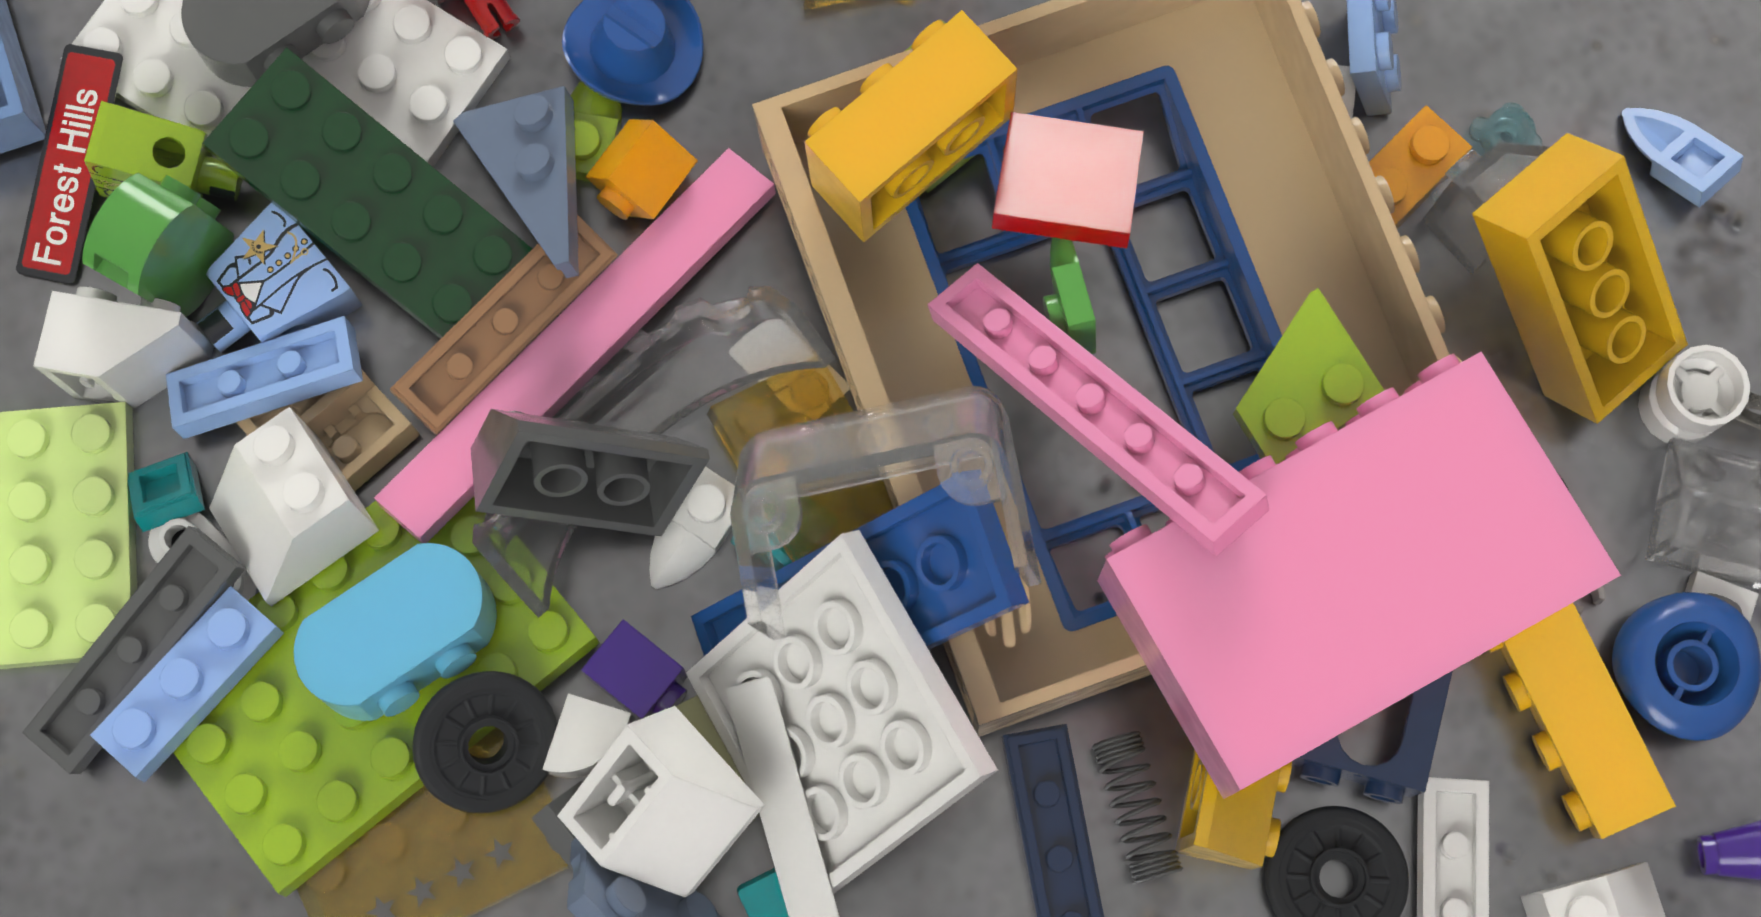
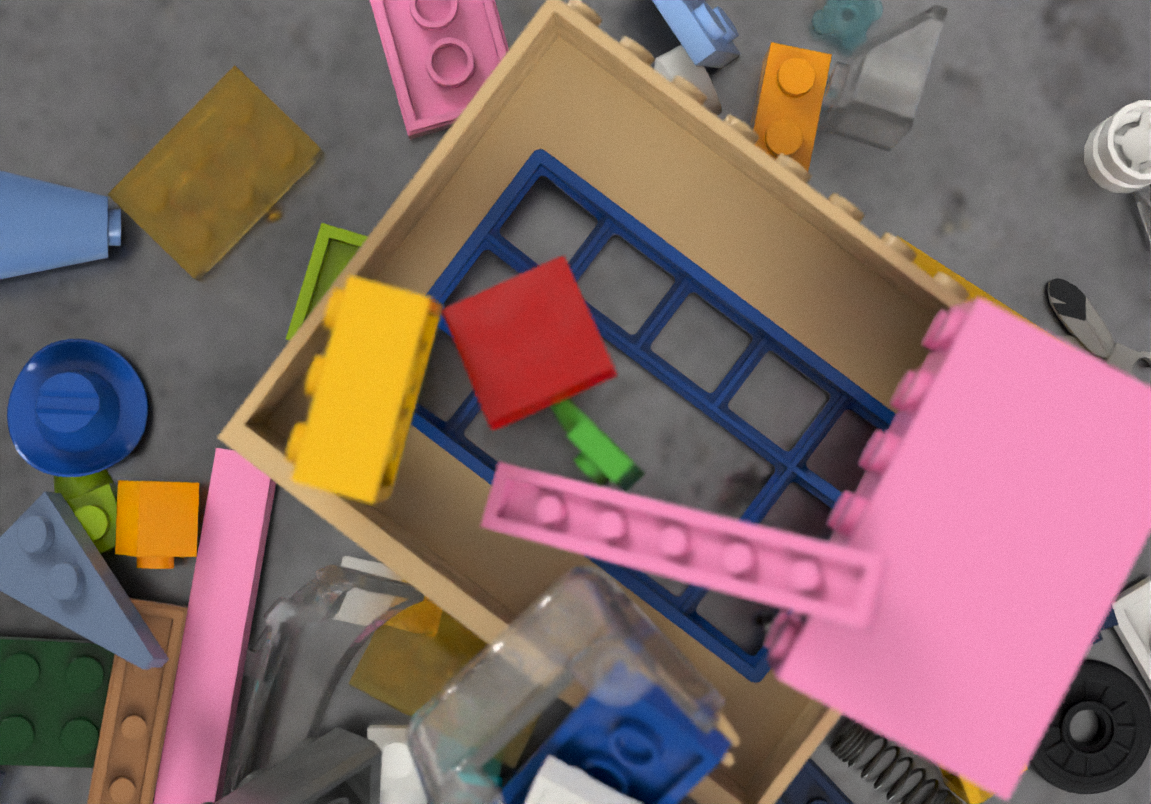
camera: 30 degrees left, 10 degrees up
(1305, 382) = (837, 388): lime wing -> none
(1581, 276) = (992, 118): yellow brick -> none

